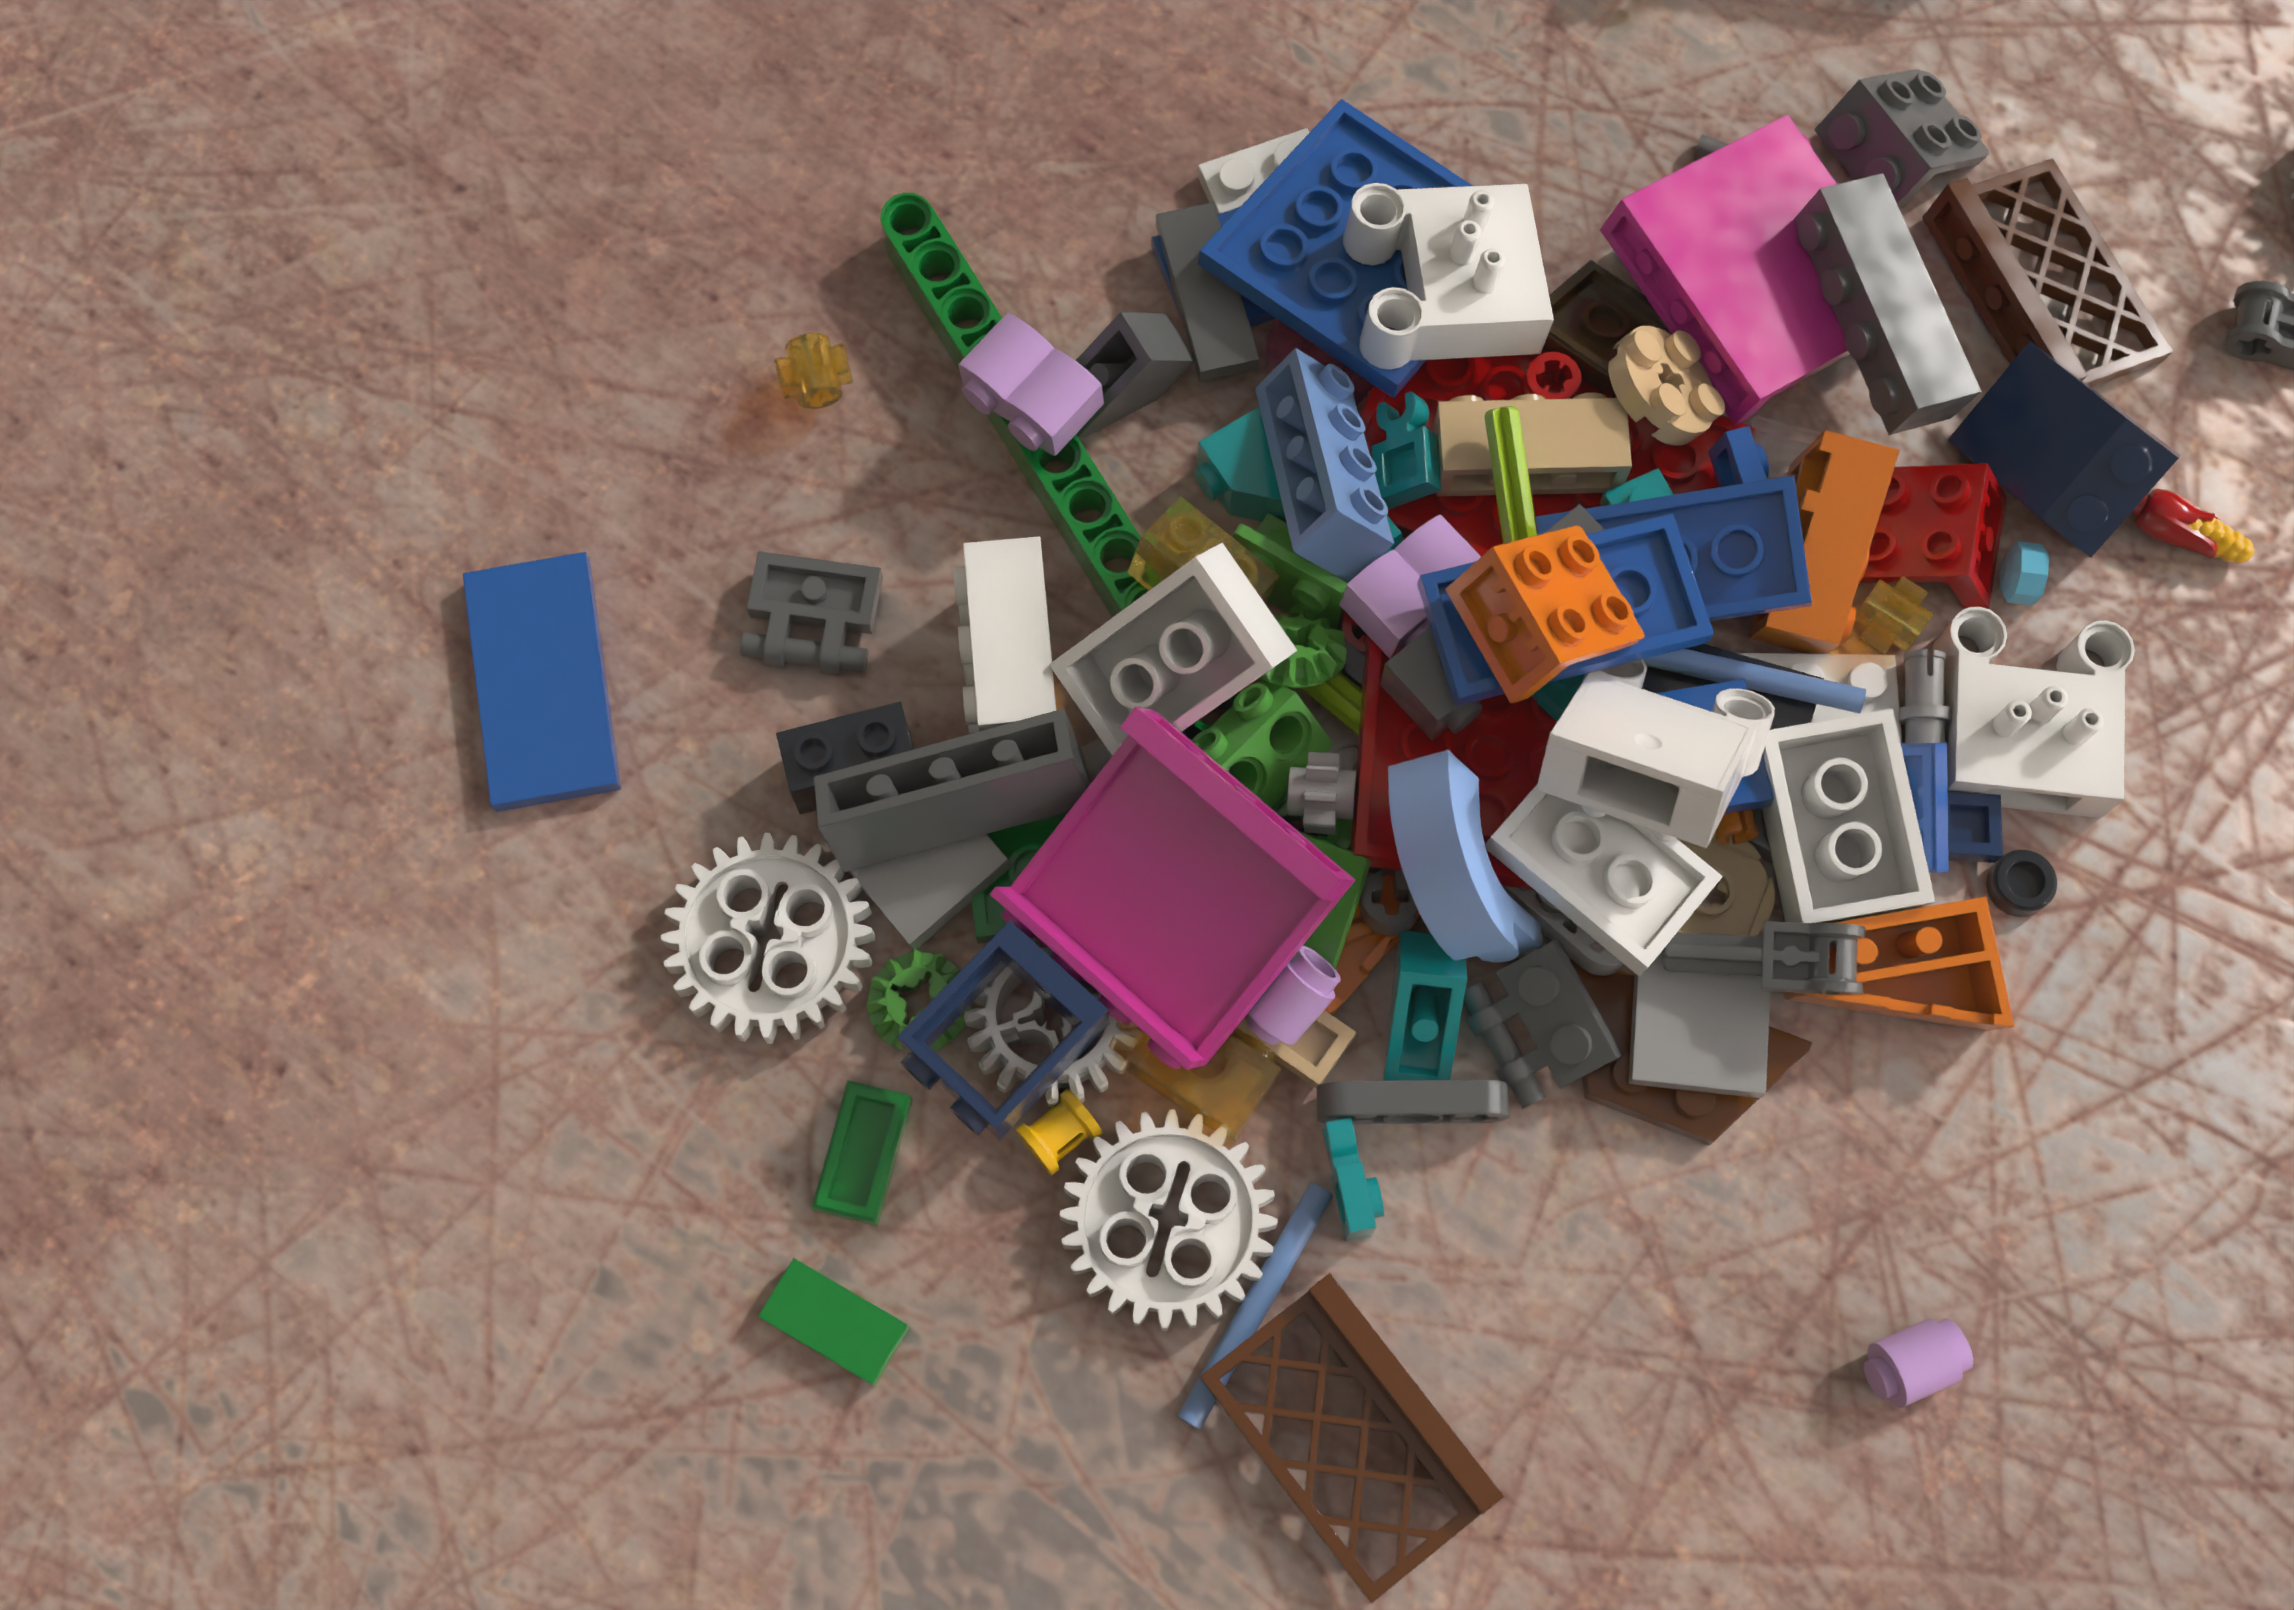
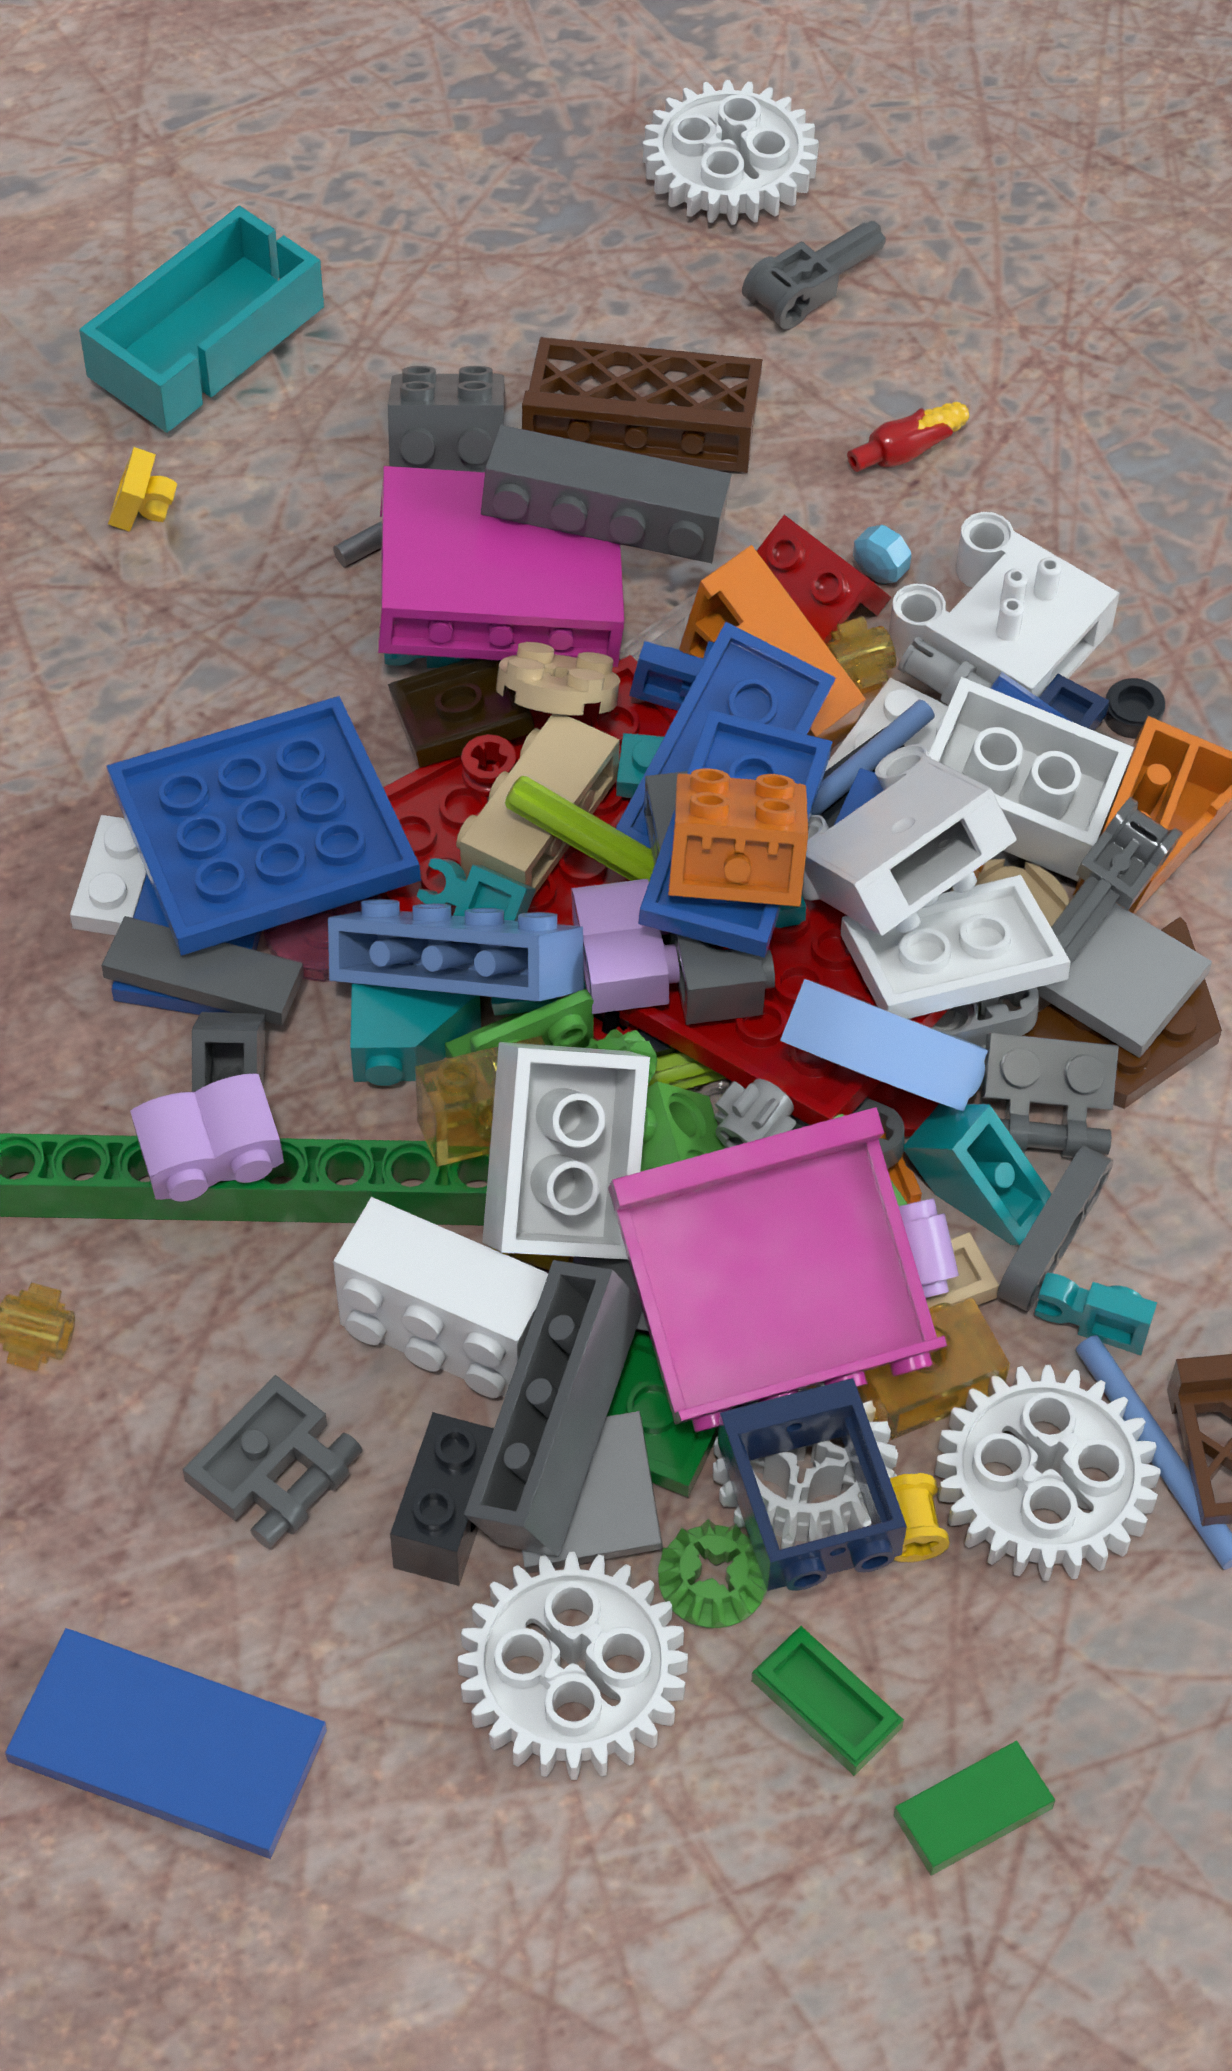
camera: 60 degrees left, 15 degrees down
(1467, 270) = (354, 753): white piece -> none
(2063, 449) = (806, 462): dark blue slope -> none

